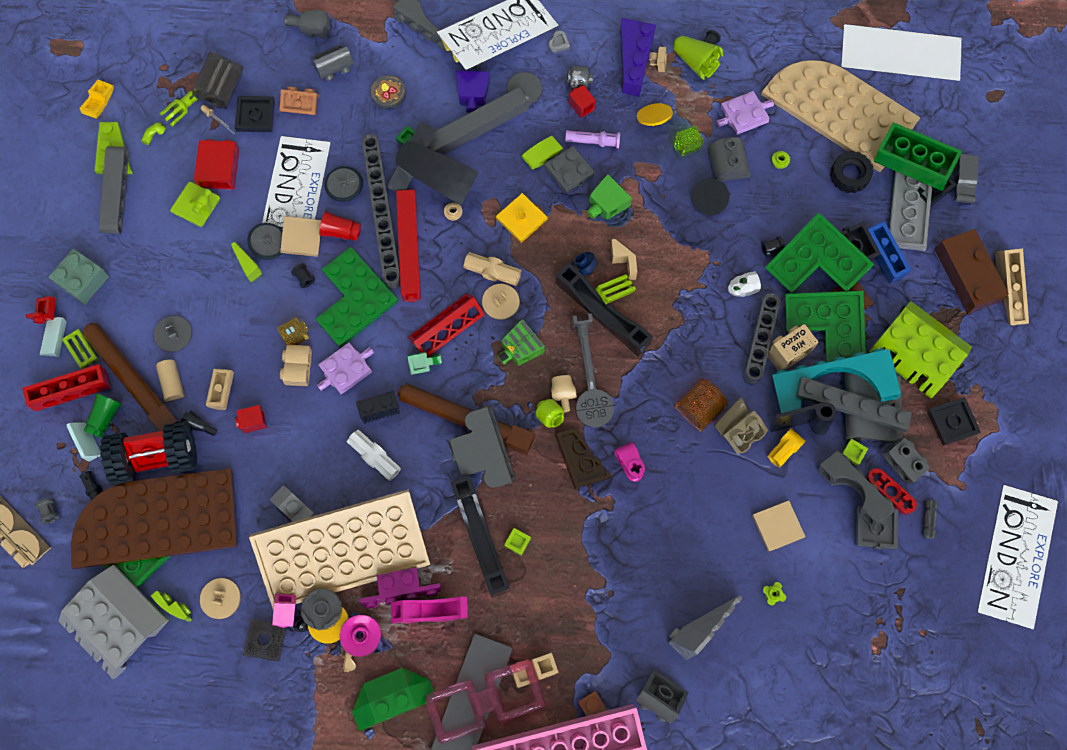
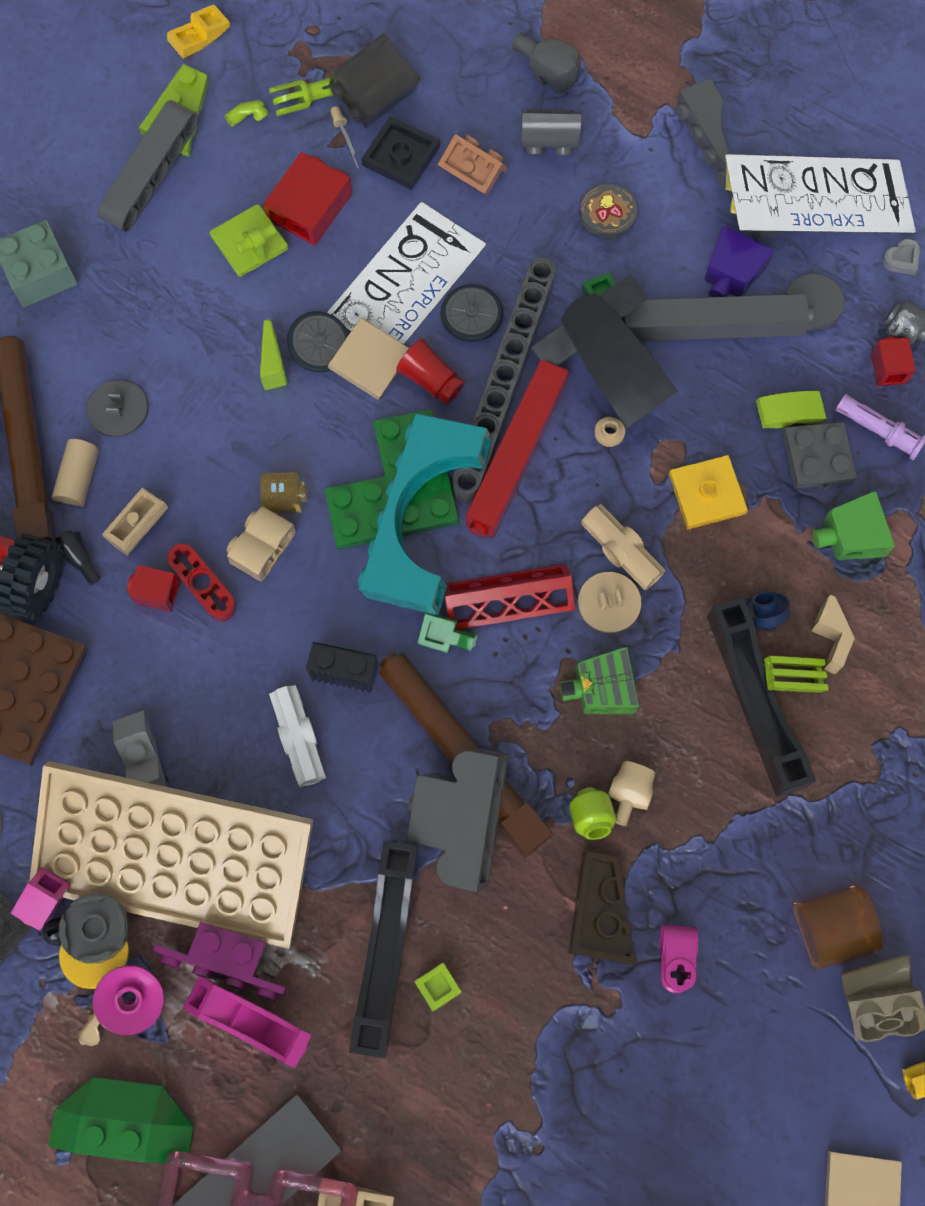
camera: 30 degrees right, 0 degrees up
(272, 395) = (181, 571): none -> red beam
(303, 275) = (341, 417): black bush -> none
(345, 368) = (324, 584): lavender plate -> none
(363, 268) = (430, 450): none -> teal arch
(593, 406) = (667, 838): dark grey piece -> none

